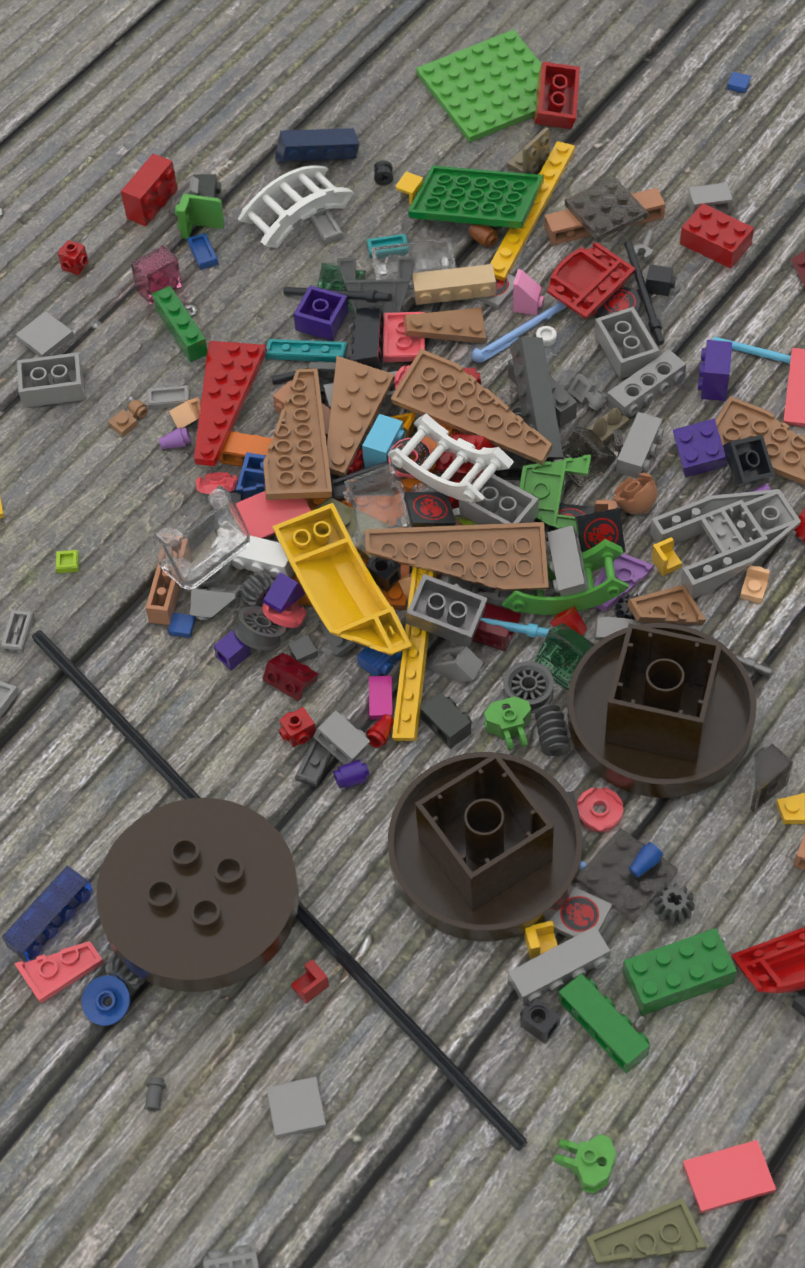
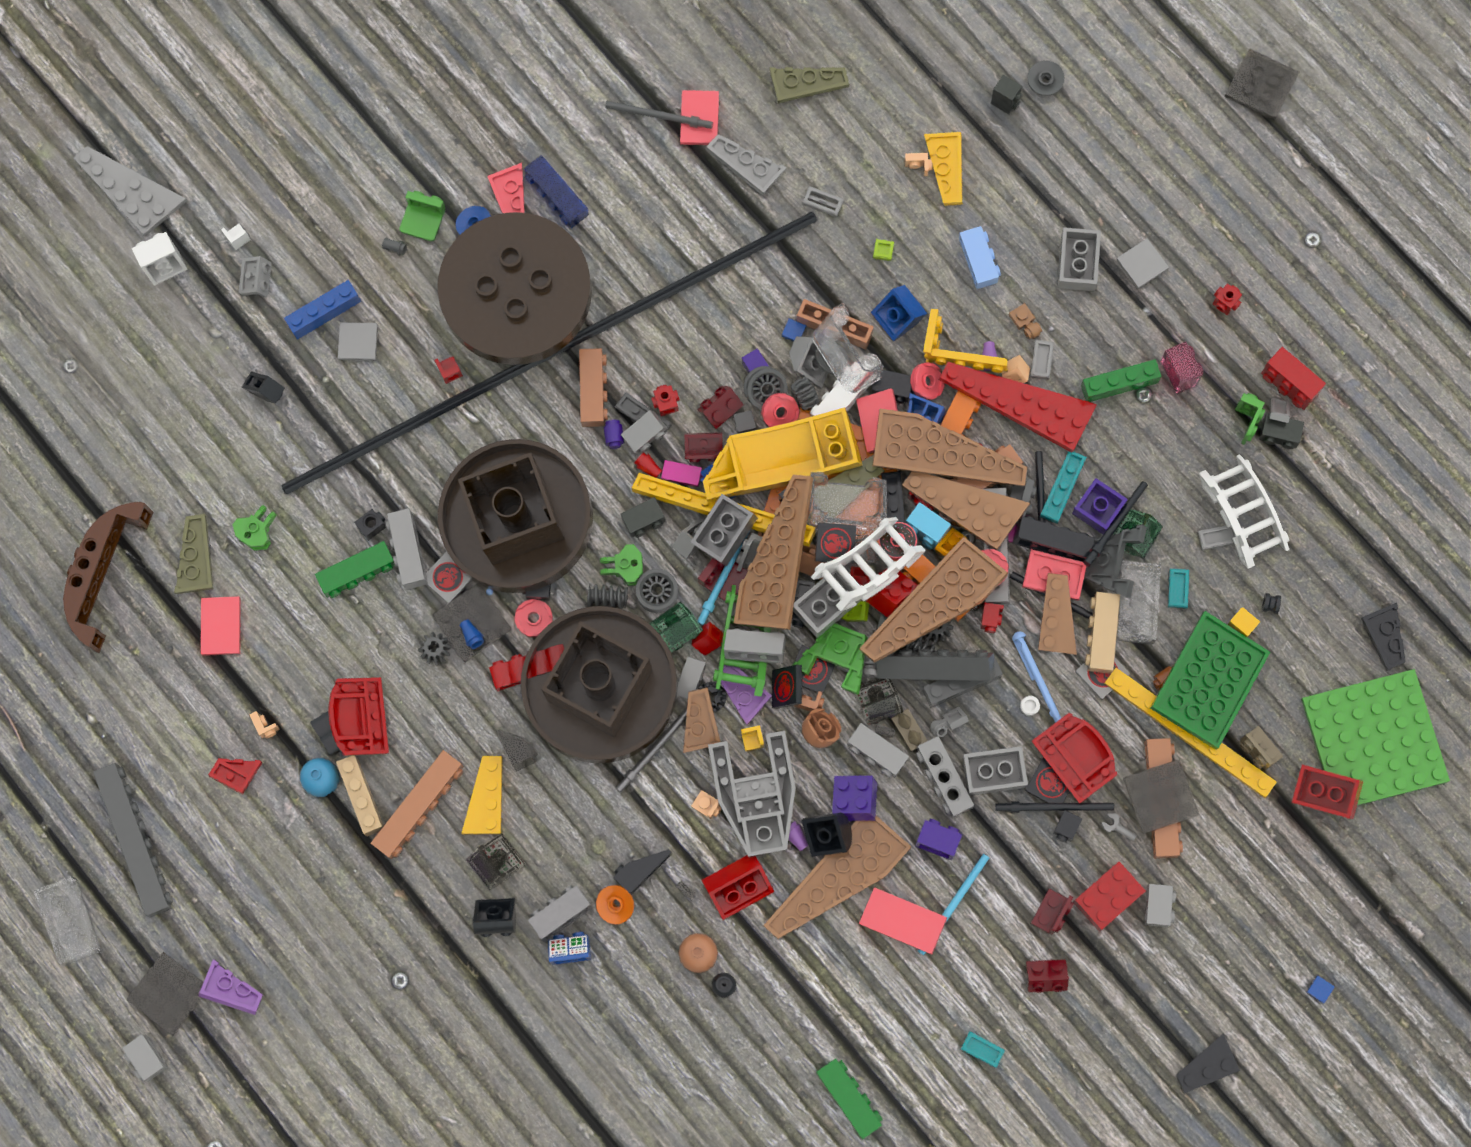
camera: 105 degrees right, 20 degrees up
(62, 469) = (979, 257): none -> light blue brick
(106, 1068) = (422, 215): none -> bright green bracket
(138, 526) = (898, 312): none -> blue slope
(173, 483) = (941, 357): none -> yellow bracket
(202, 251) = (1213, 418): blue tile -> none
(263, 1160) = (322, 309): none -> blue brick
(283, 593) = (789, 409): dark purple slope -> none
(304, 809) = (592, 387): none -> nougat brick
(317, 144) = (1317, 547): dark blue wedge -> none
(344, 678) = (703, 446): none -> dark red bracket
(388, 1211) = (263, 387): none -> black slope
(389, 93) = (1385, 635): none -> black wing
(526, 294) = (1075, 696): bright pink slope -> none
(540, 938) = (433, 542): yellow panel -> none
(671, 809) = (509, 673): none -> red brick
(679, 971) = (378, 635): green brick -> none
(750, 270) = (1051, 912): none -> dark red bracket

